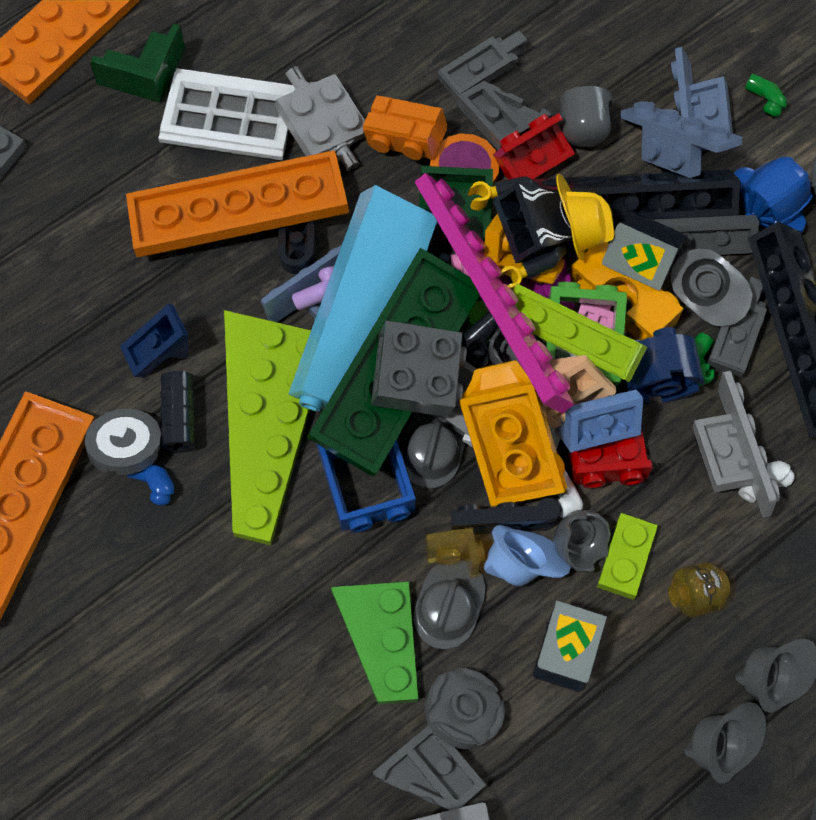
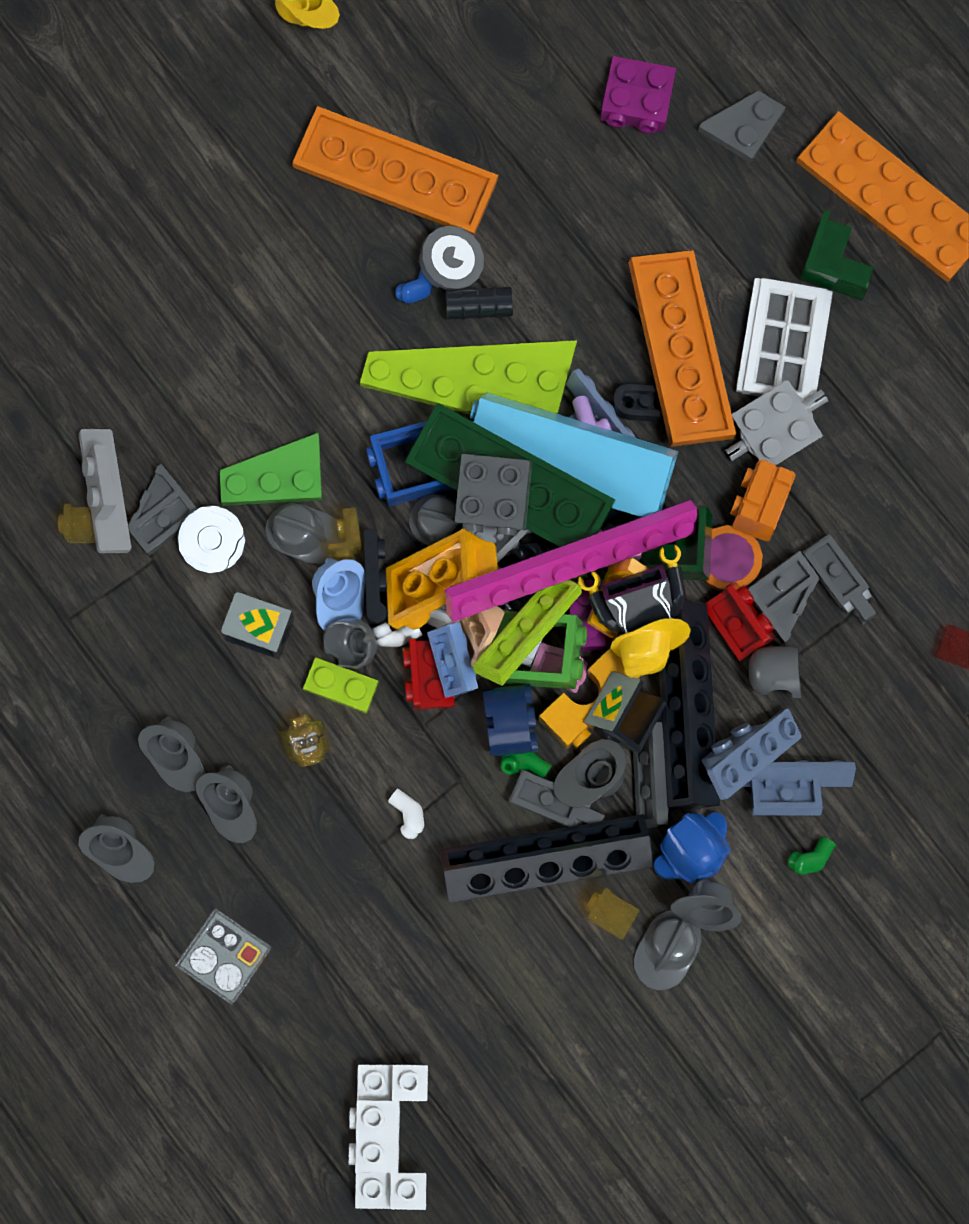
camera: 90 degrees right, 10 degrees up
(155, 342) = (542, 282): dark blue slope -> none
(732, 450) = (431, 778): light grey bracket -> none

